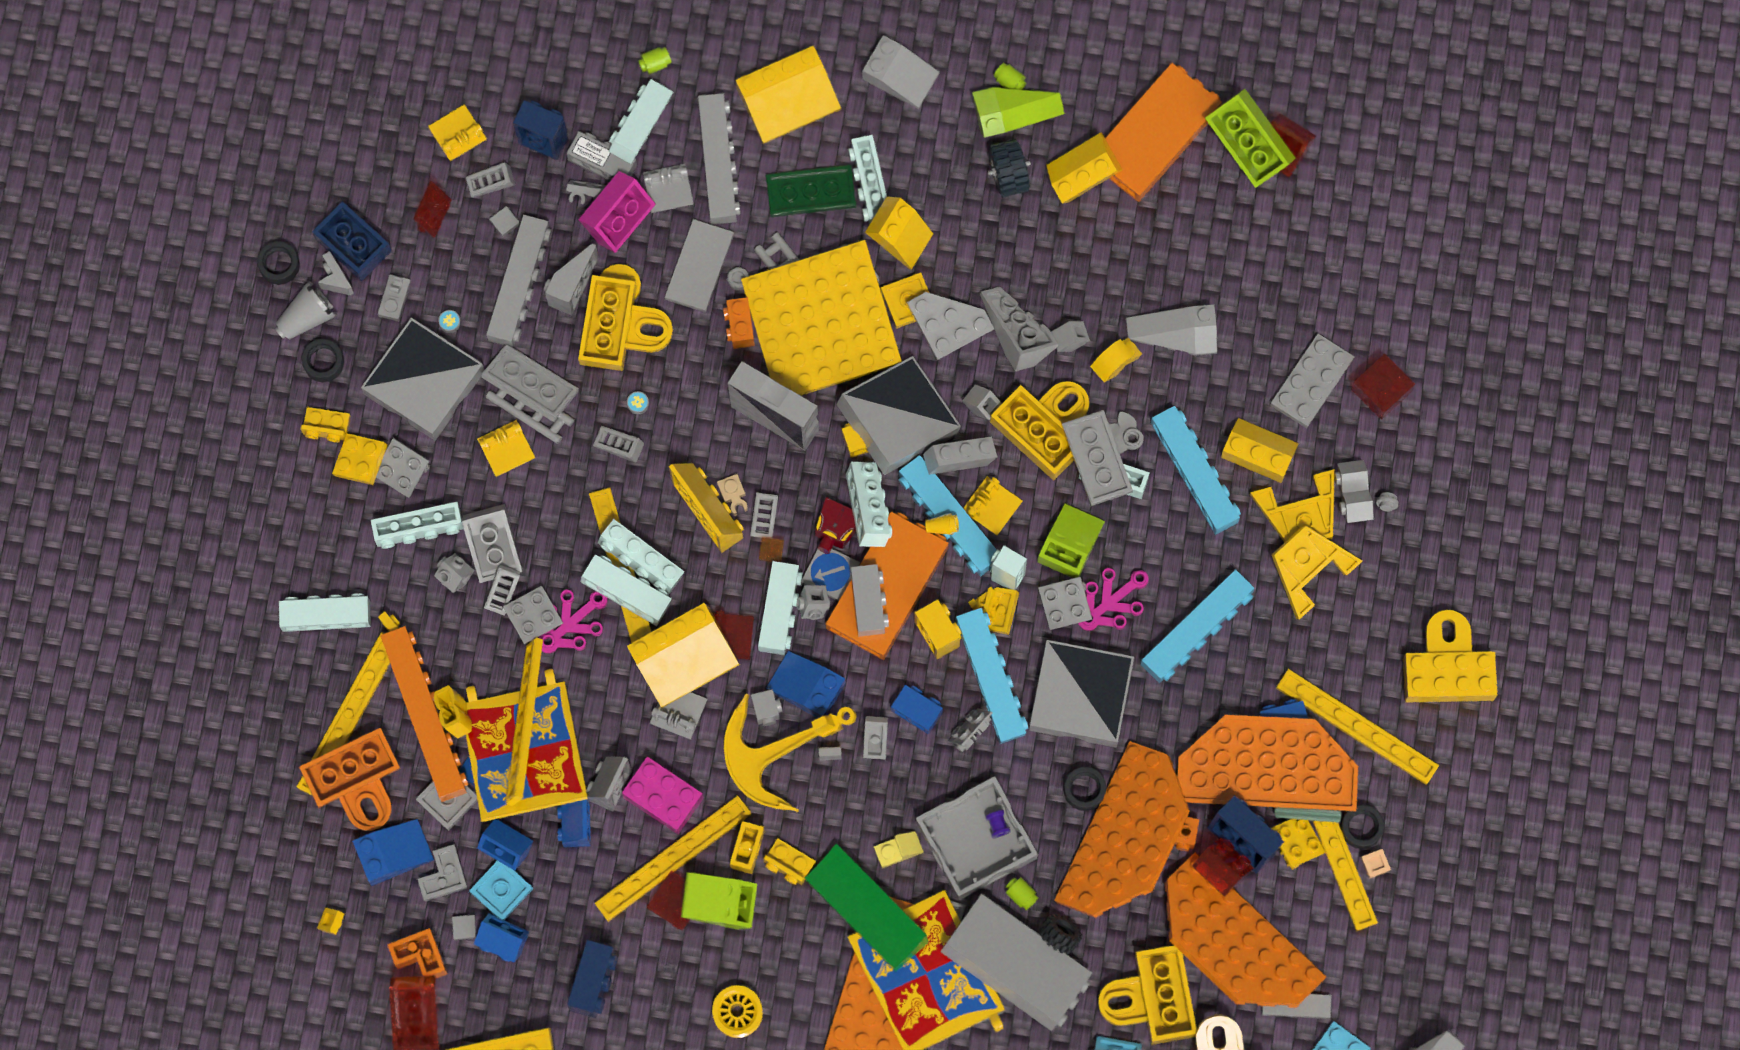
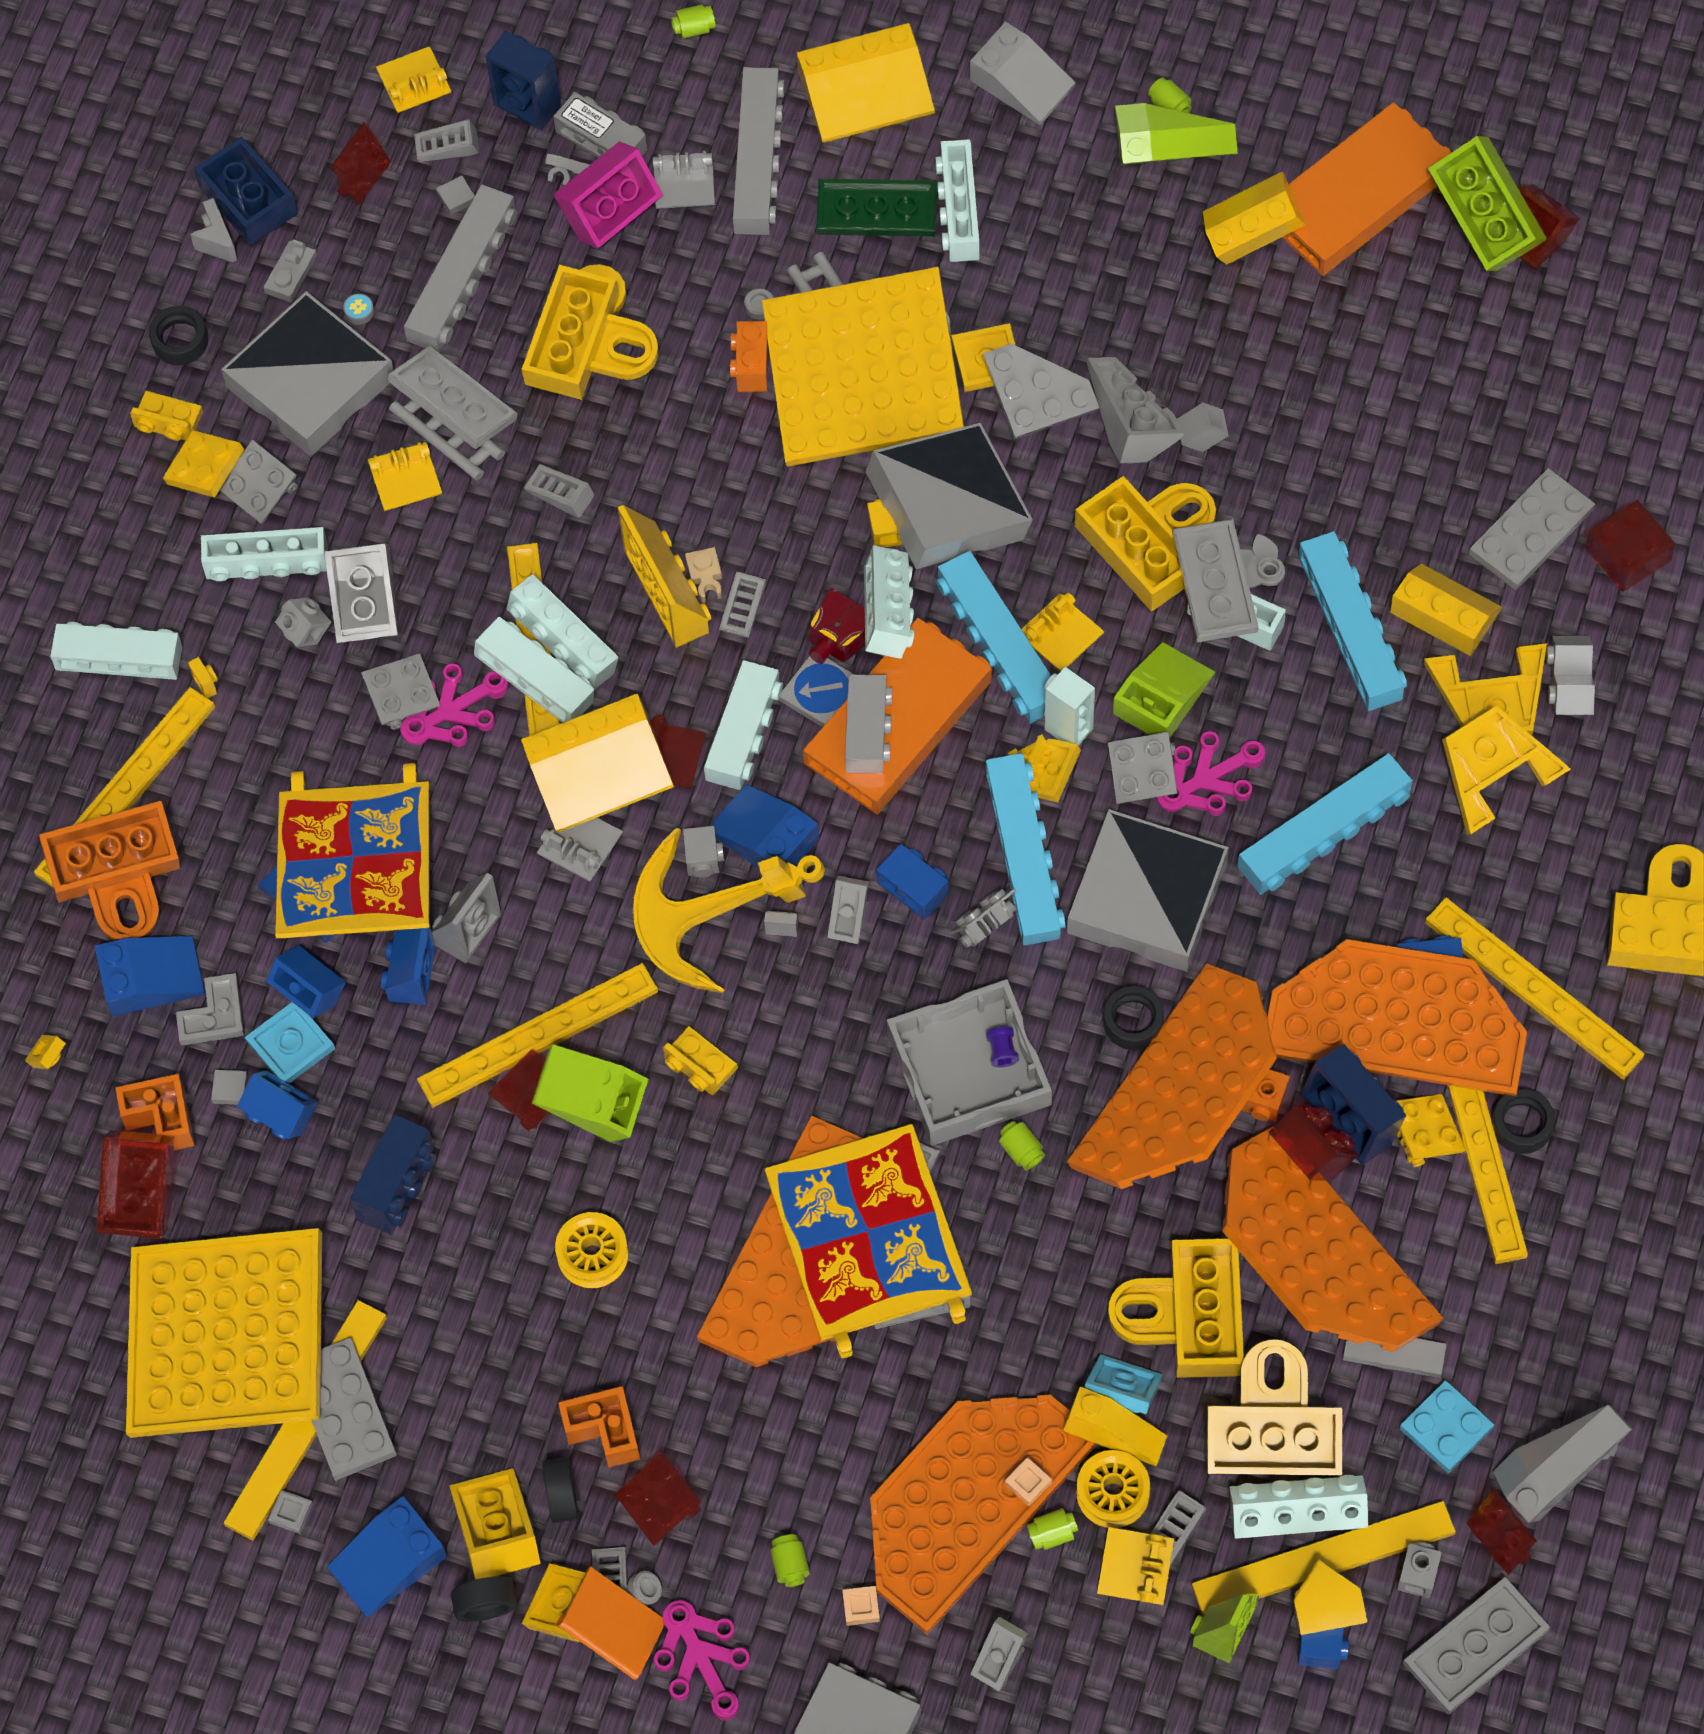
camera: 10 degrees right, 10 degrees down
(275, 247) = (137, 189): black tyre -> none
(304, 313) = (165, 271): light grey cone -> none
(423, 713) = (226, 796): orange brick -> none
(449, 811) = (237, 914): light grey plate -> none
(452, 712) = (265, 794): yellow brick -> none
(509, 592) = (386, 637): light grey slope -> none
(524, 722) = (360, 819): yellow tile -> none
(570, 281) = (528, 273): light grey slope -> none
(637, 403) = (594, 441): tile -> none
(640, 121) = (659, 87): light aqua brick -> none
(662, 795) = (537, 947): dark pink brick -> none
(699, 265) = (709, 281): light grey tile -> none
(747, 847) = (643, 1030): yellow brick -> none
(771, 550) = (744, 647): clear orange plate -> none
(773, 406) = (777, 455): light grey tile -> none
(813, 602) = (791, 721): light grey brick -> none
(867, 908) = (798, 1132): green arch -> none
(898, 849) = (856, 1065): light yellow slope -> none
(900, 231) = (989, 263): yellow slope -> none
(937, 629) = (958, 777): yellow brick -> none
(943, 524) = (987, 640): yellow cone -> none
(960, 455) = (1025, 556): light grey brick -> none
(981, 402) = (1065, 494): light grey brick -> none
(1009, 168) = (1150, 204): black wheel -> none
(1017, 963) = (999, 1233): light grey brick -> none
(1060, 933) = (1068, 1203): black tyre -> none
(1115, 359) = (1259, 462): yellow brick -> none
(1180, 329) = (1356, 438): light grey wedge -> none
(1308, 814) = (1447, 1091): sand green axle -> none
(1375, 863) = (1535, 1173): light nougat plate -> none
(1387, 501) = (1616, 696): light grey plate -> none

